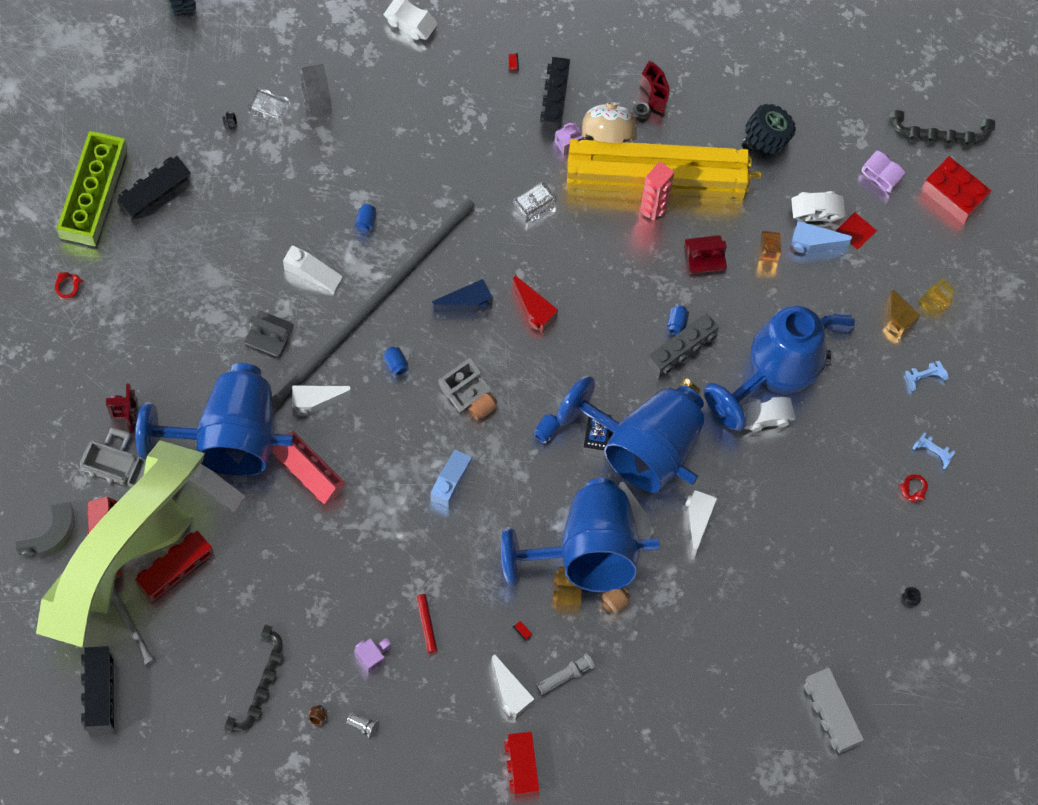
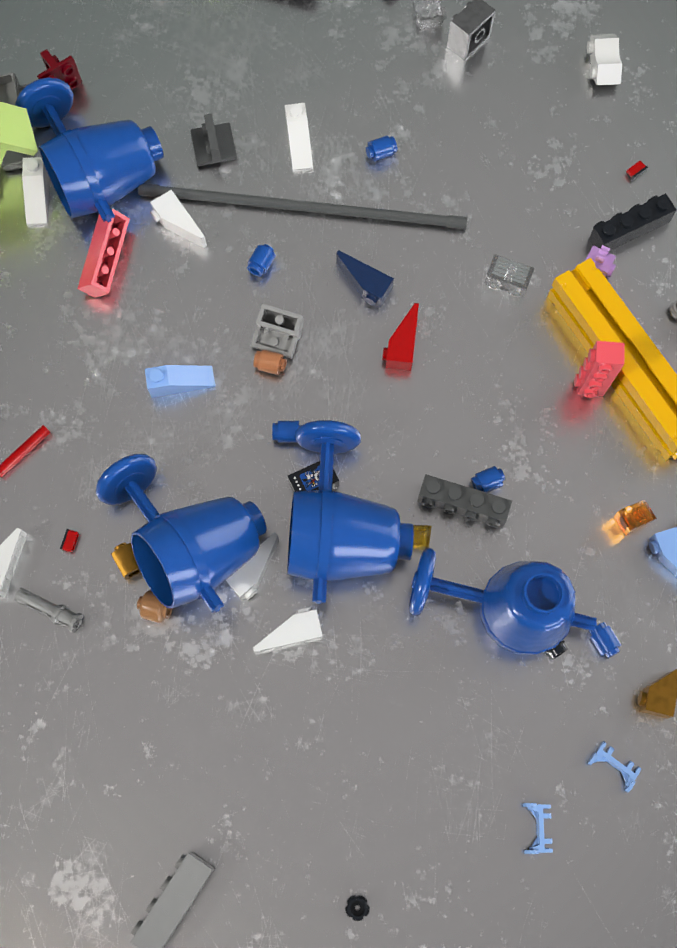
camera: 60 degrees right, 5 degrees up
(610, 123) = (637, 284): tan cylinder -> none
(706, 254) = (577, 462): dark red bracket -> none
(771, 413) = (457, 634): white brick -> none
(917, 495) = (473, 823): red piece -> none

